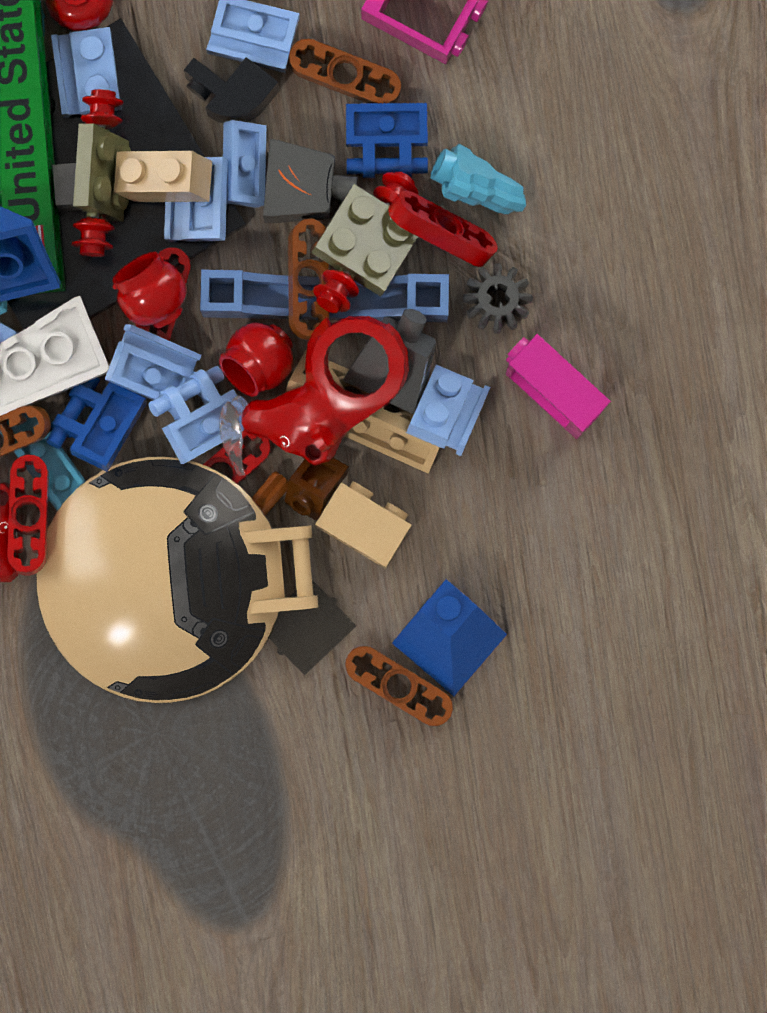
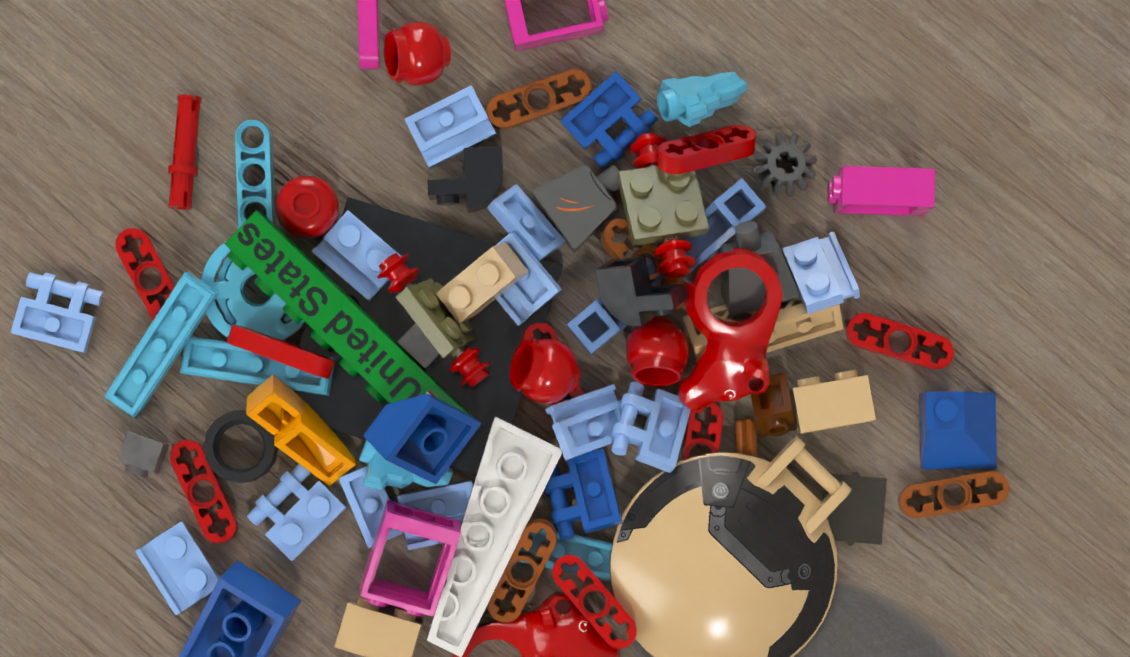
camera: 45 degrees left, 0 degrees up
(231, 431) = (686, 419): clear bar -> none
(274, 287) = (629, 293): none -> black brick
(440, 502) = (929, 341): none -> red beam

